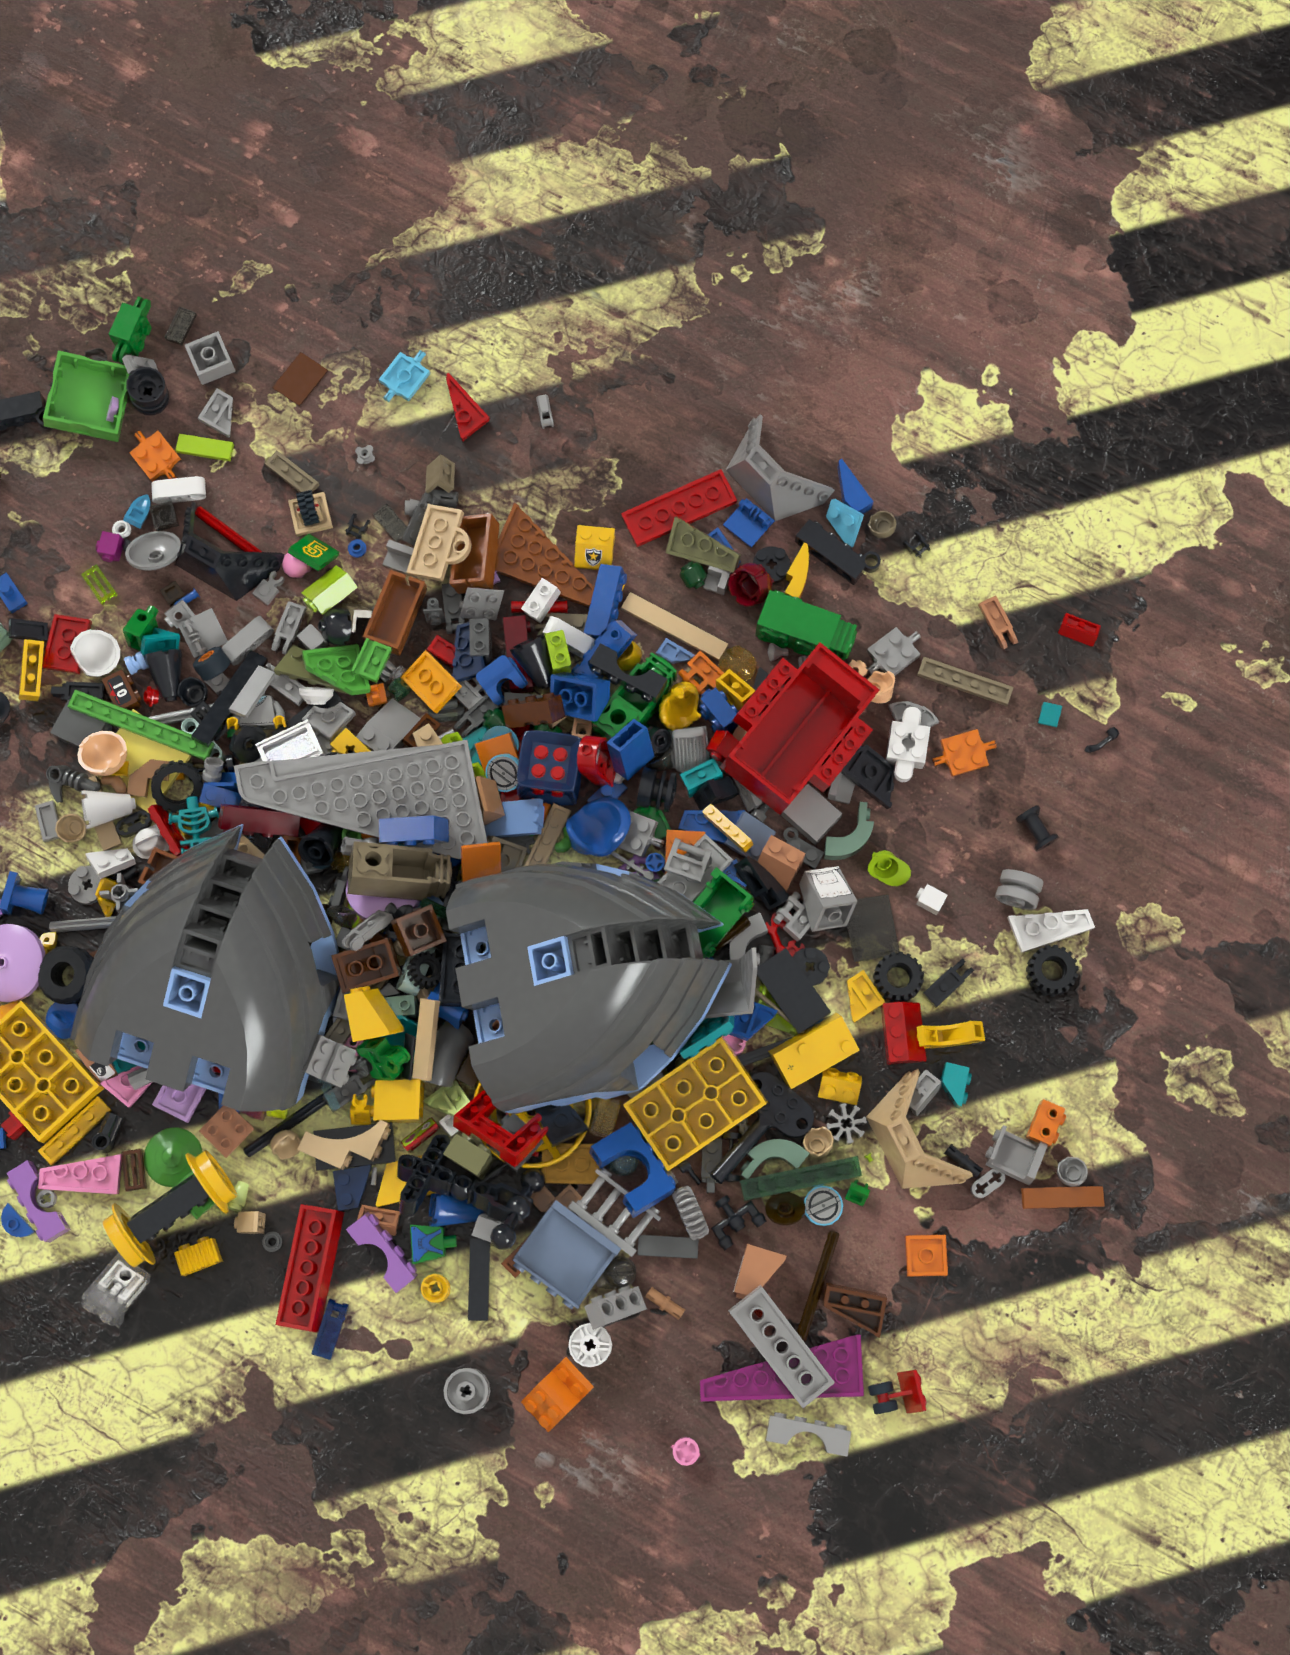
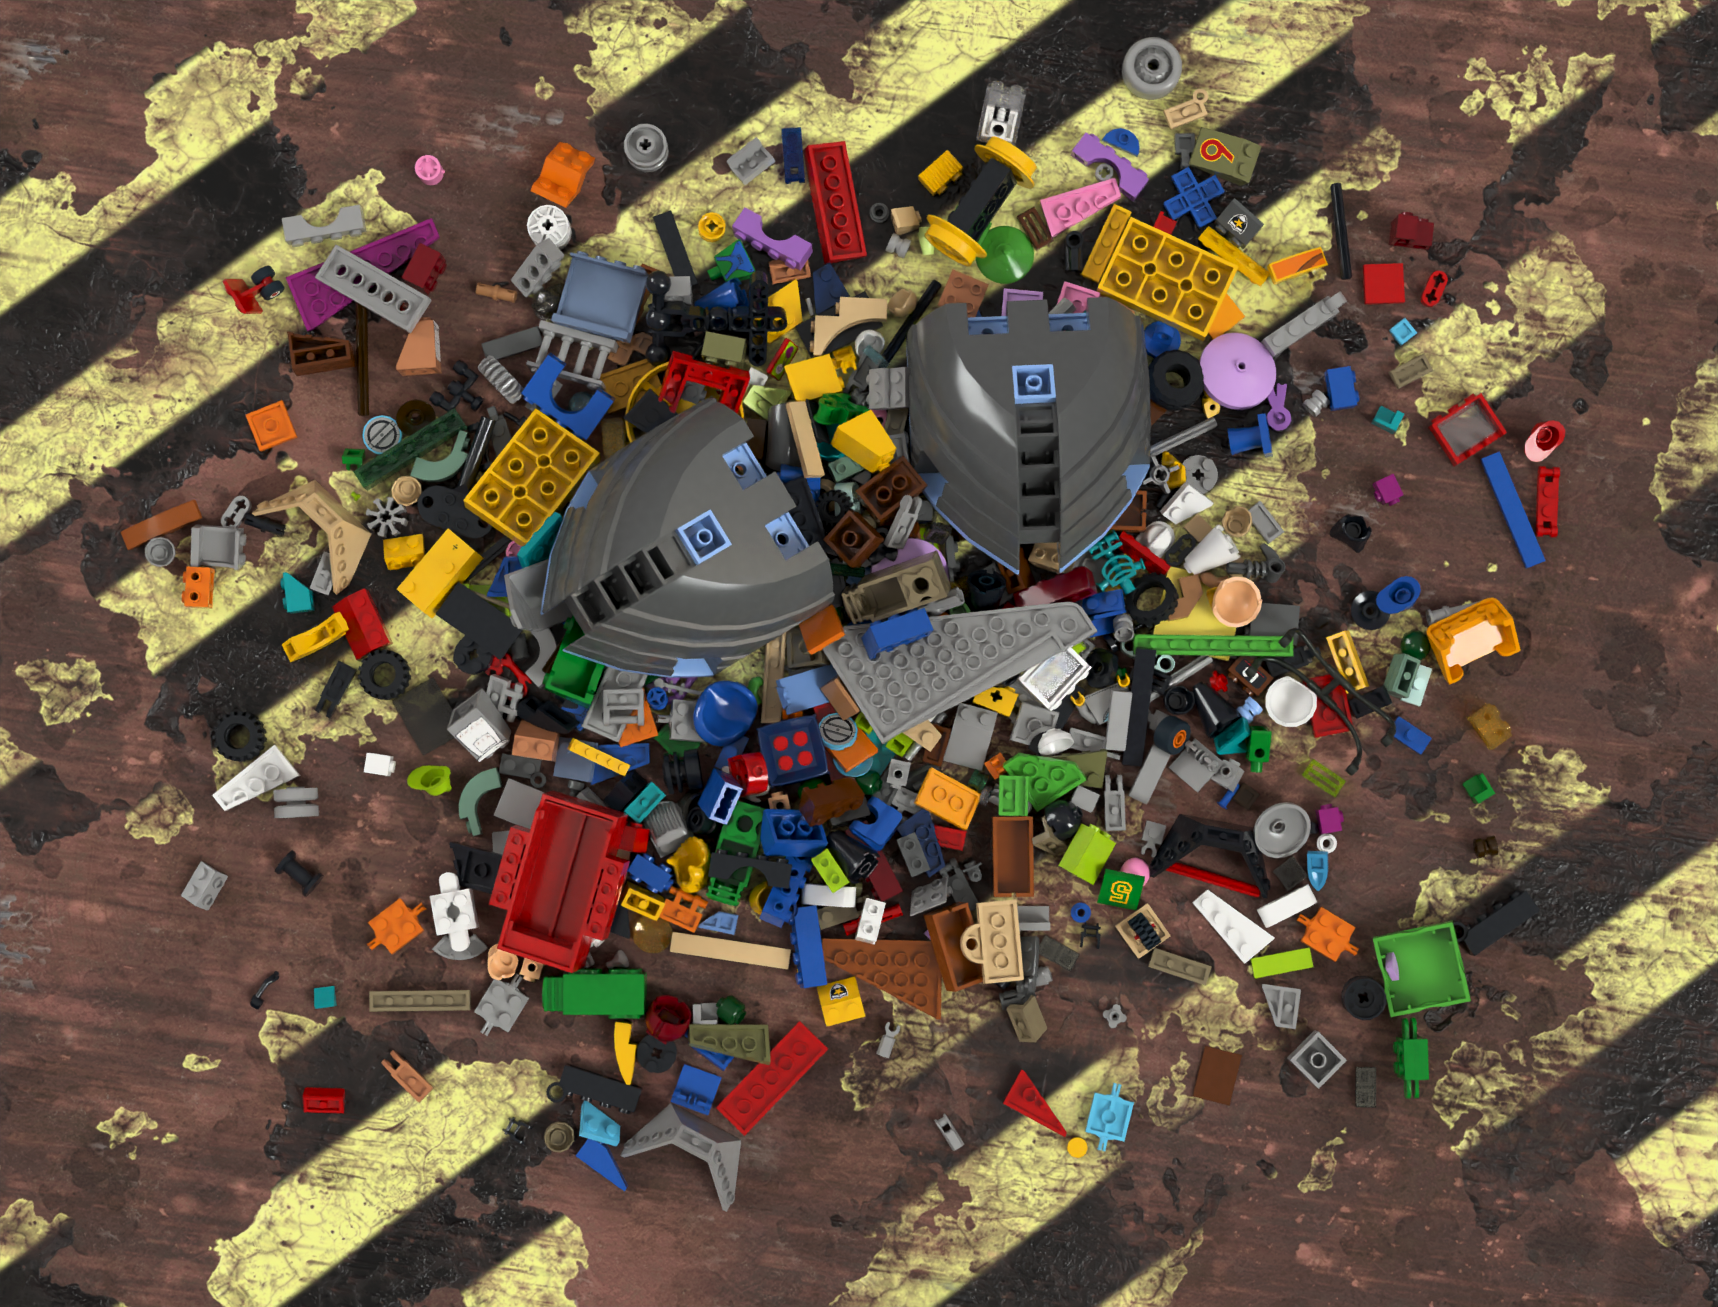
camera: 155 degrees right, 10 degrees up
(71, 690) = (1323, 693): none -> pearl dark grey bar
(134, 362) = (1383, 1023): light grey plate -> none
(232, 490) = (1235, 929): none -> white wing
(267, 1201) = (898, 245): none -> light grey wheel
(331, 1120) = (871, 338): none -> white hair
(372, 1338) = (750, 161): none -> light grey bracket
(442, 363) = (1077, 1147): none -> yellow tile
(465, 724) = (897, 765): none -> light grey brick
(567, 503) = (887, 1041): none -> light grey bar
(725, 1350) = (424, 269): none -> dark red brick
(862, 996) = (413, 645): yellow wing -> none
(1128, 850) = (204, 886): none -> light grey bracket

